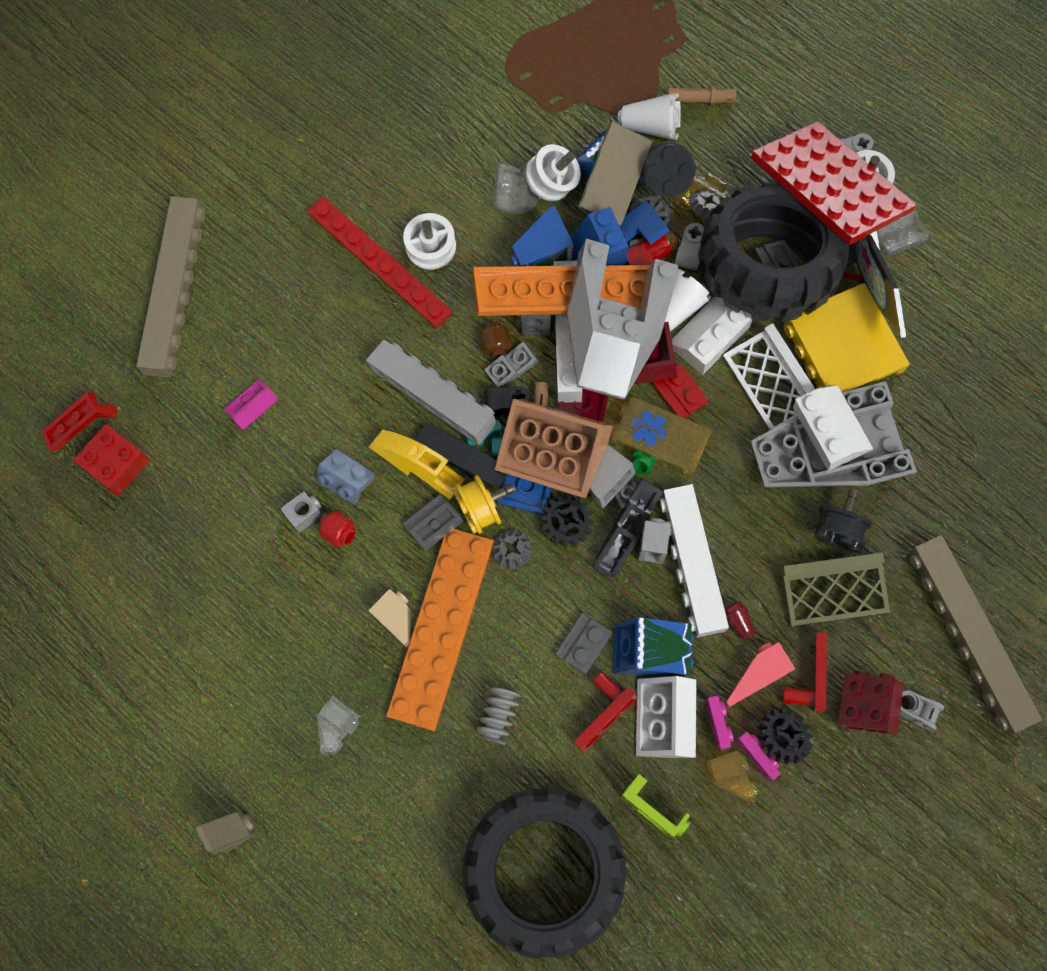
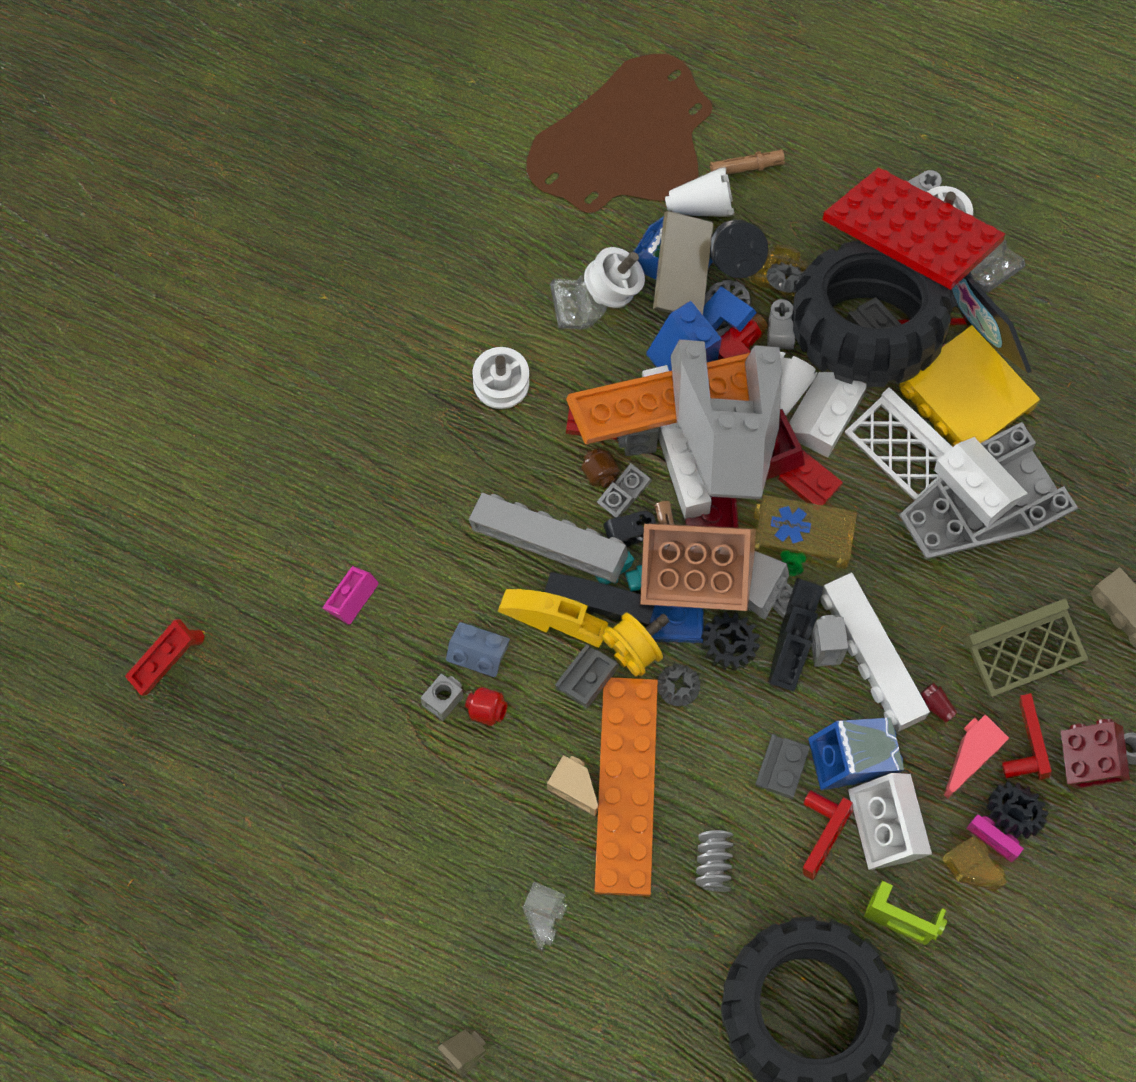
camera: 20 degrees left, 5 degrees down
(111, 459) = (216, 688): red brick -> none
(170, 287) = (227, 487): dark tan brick -> none
(380, 262) = (450, 412): red plate -> none
(543, 242) = (628, 354): blue slope -> none
(717, 712) = (950, 822): dark pink plate -> none
(842, 525) = (1017, 579): black wheel -> none

